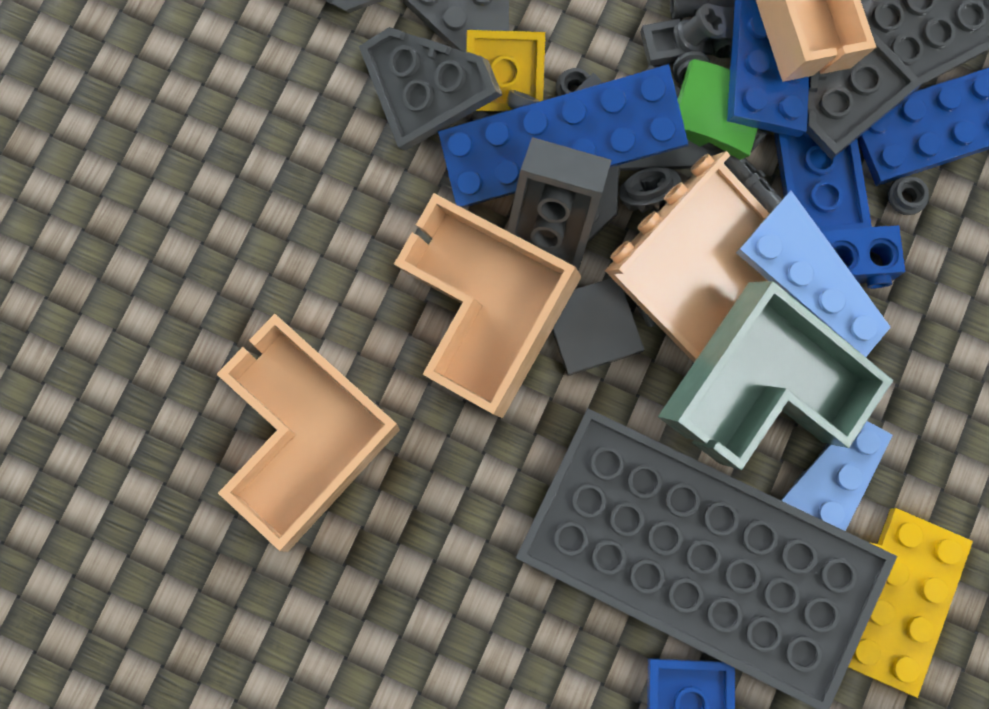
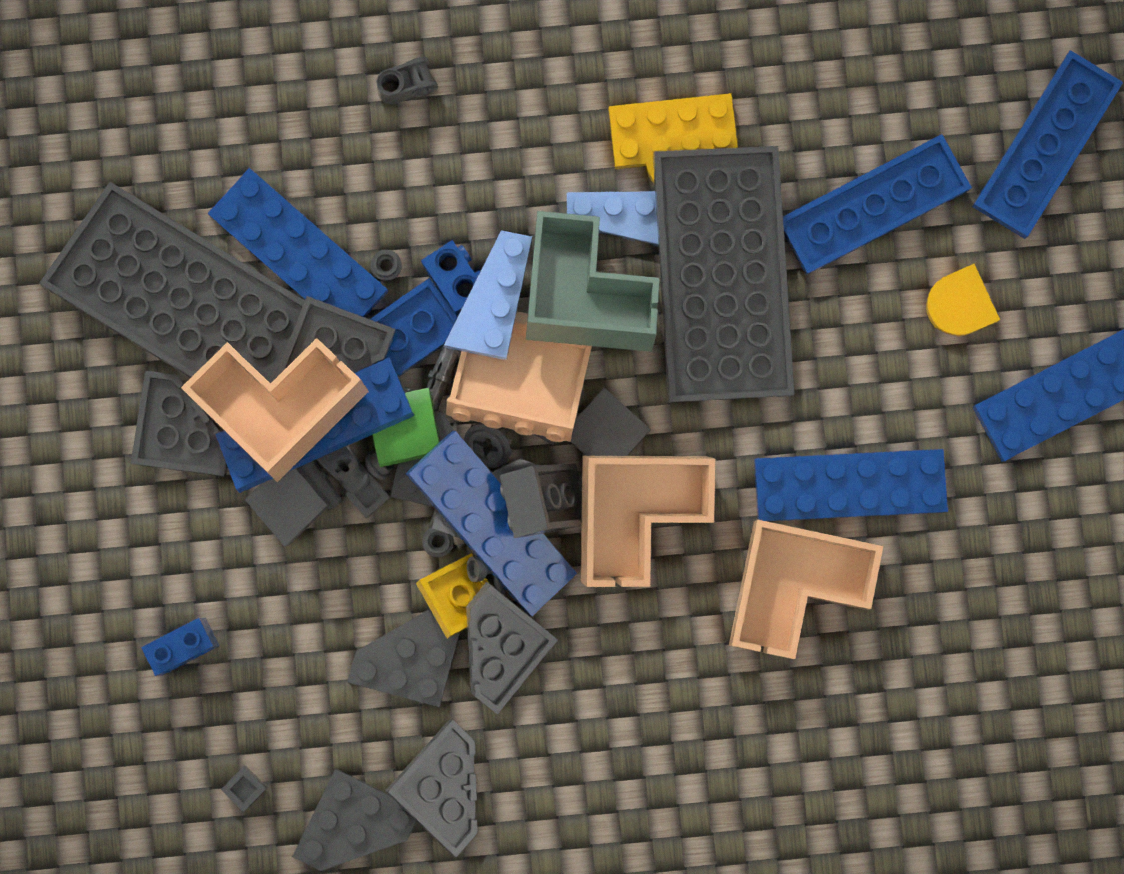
camera: 115 degrees left, 5 degrees up
(374, 566) = (850, 485): none -> blue plate

